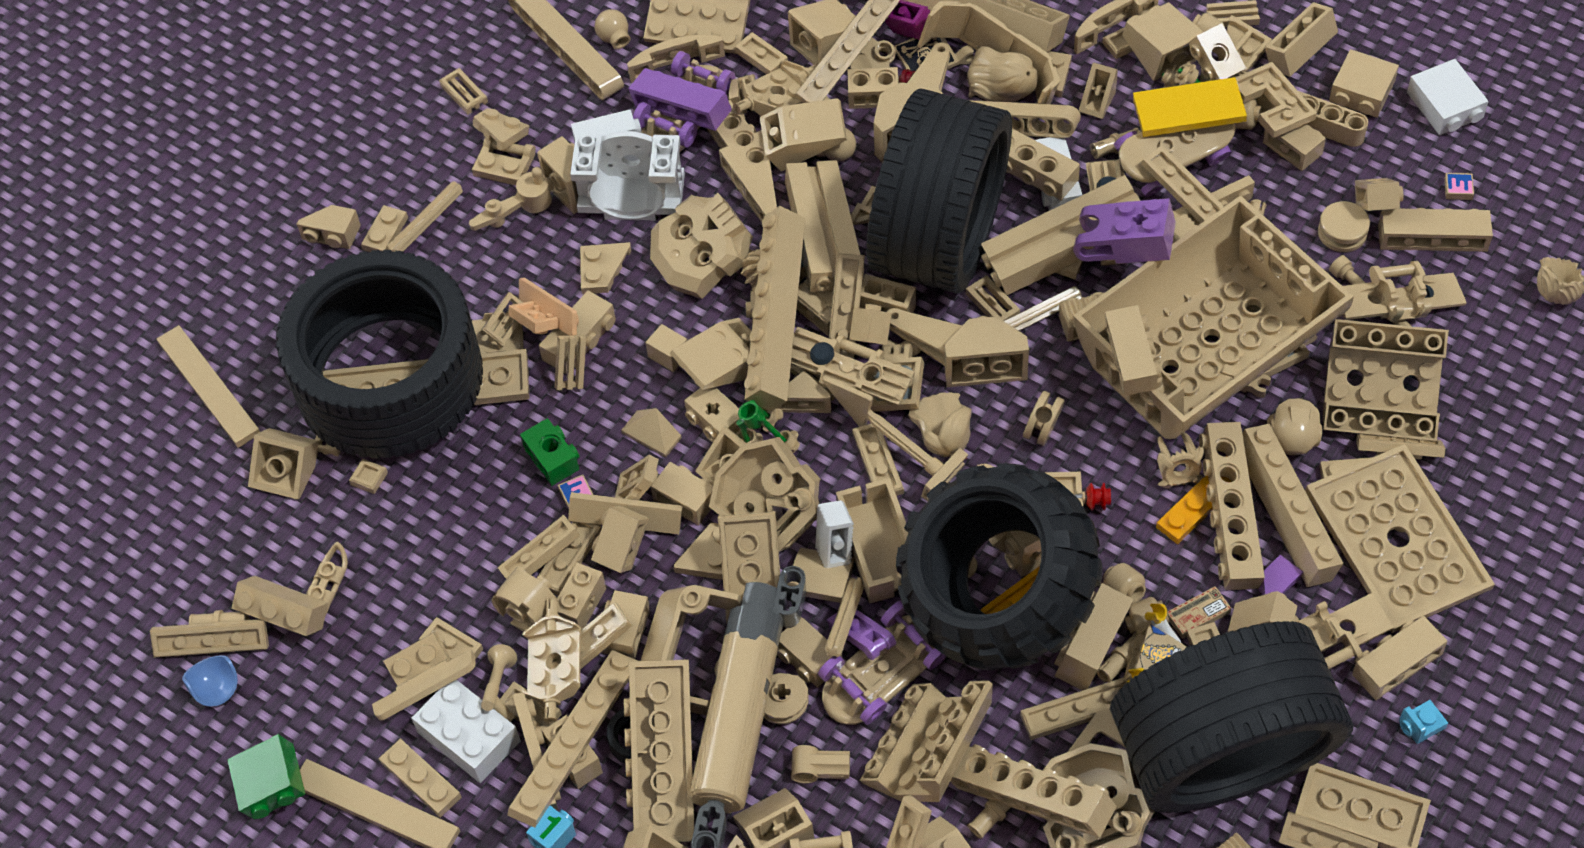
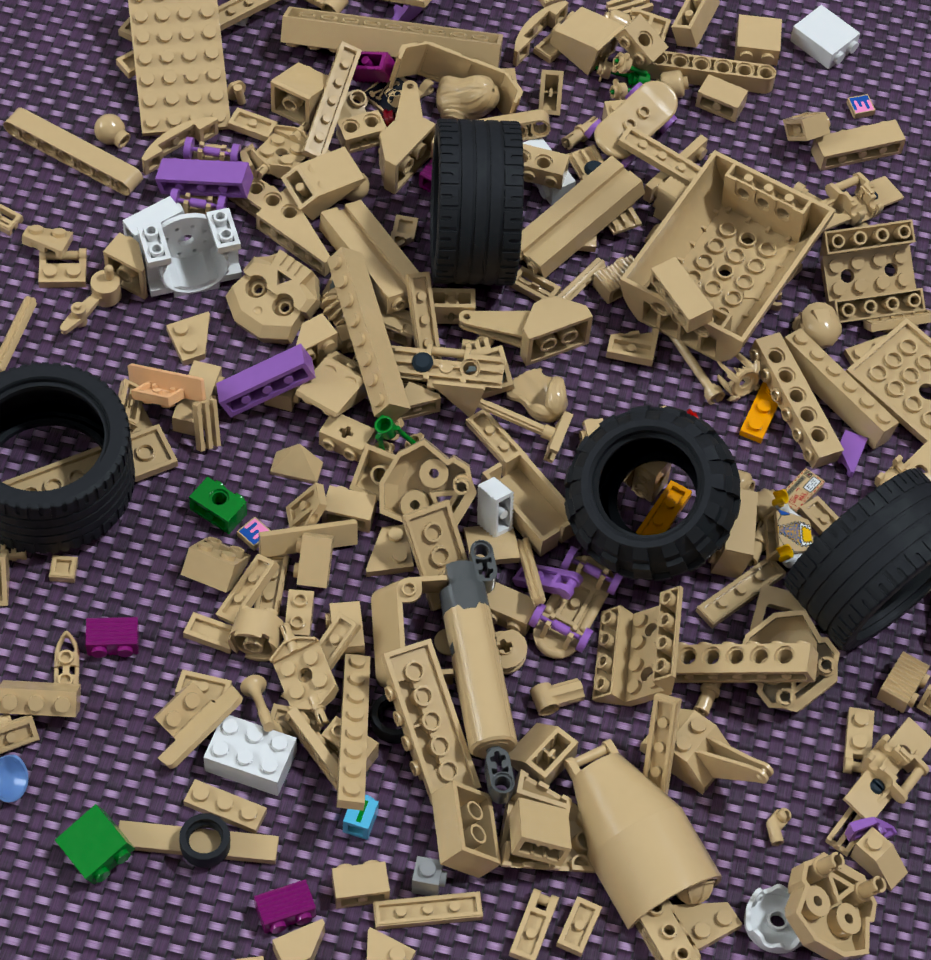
camera: 30 degrees left, 0 degrees up
(370, 788) = (199, 821): none -> black tyre
(382, 561) = (112, 636): none -> magenta brick
(480, 583) = (208, 632): none -> tan tile
(518, 513) = (215, 563): none -> tan slope
(647, 330) = (265, 380): none -> medium lavender brick
(715, 302) = (318, 338): none -> tan slope
(759, 15) = (236, 91): none -> tan plate
(870, 325) = (450, 329): tan brick -> none
(1043, 418) = (620, 369): tan head -> none
(1079, 398) = (633, 347): none -> tan wing
(1126, 231) = (635, 200): medium lavender brick -> none
(1142, 468) = (711, 390): none -> tan piece
(1189, 107) = (637, 88): yellow tile -> none
(1262, 609) = (855, 481): tan brick -> none
(1290, 106) = (713, 72): tan plate -> none
(1343, 226) = (787, 159): tan head -> none

